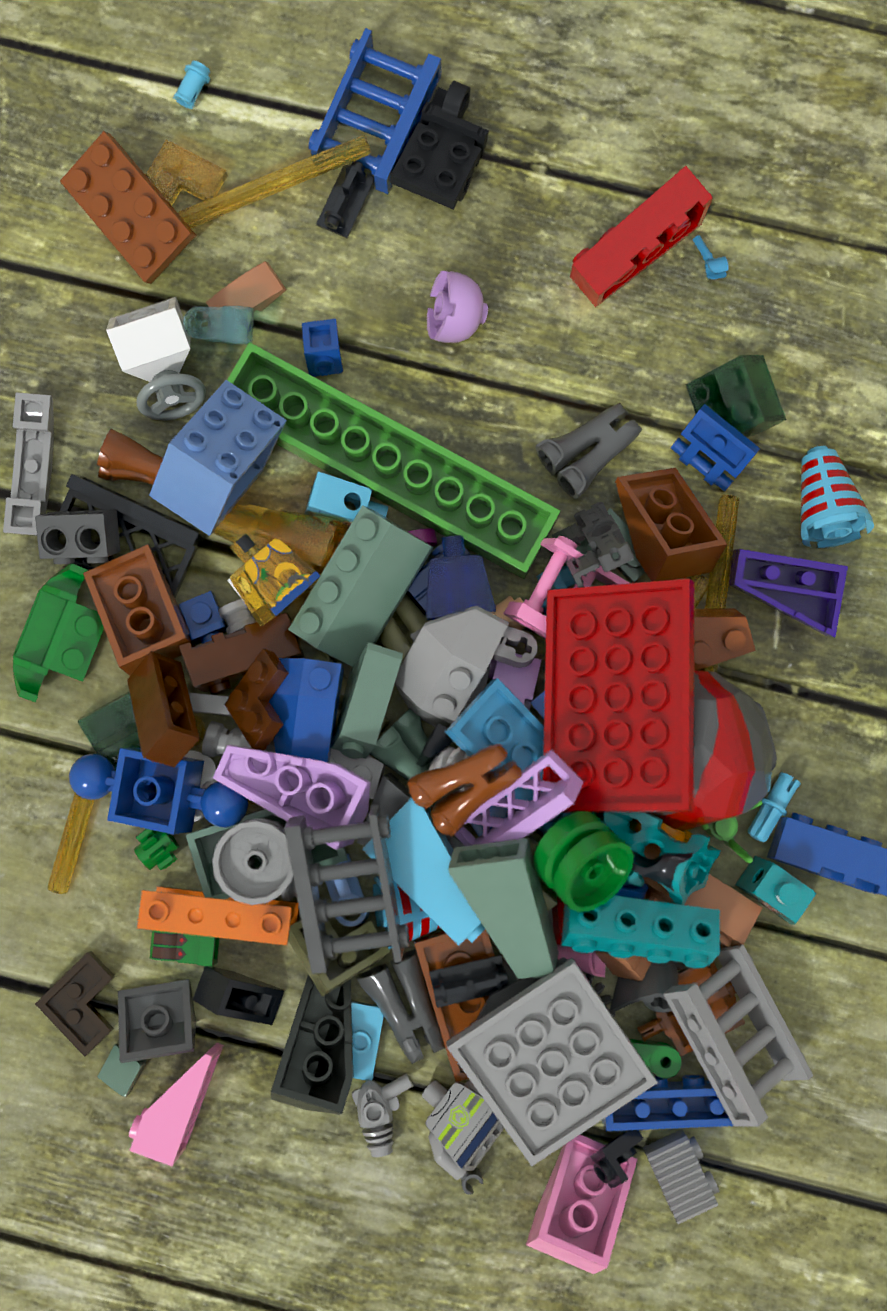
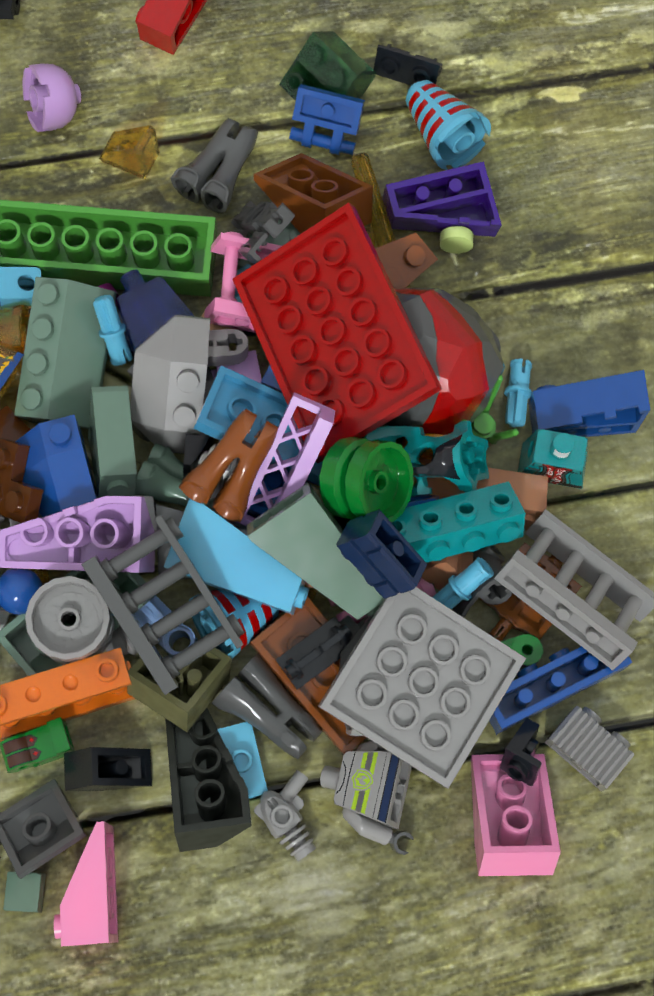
camera: 30 degrees left, 10 degrees down
(413, 587) = (112, 330): none -> medium azure axle
(510, 396) = (132, 150): none -> clear yellow slope
(564, 943) = (381, 554): none -> dark blue brick
(630, 984) = (465, 583): none -> medium azure axle
(786, 626) = (456, 239): none -> yellowish green tile
(810, 414) = (404, 67): none -> black hinge

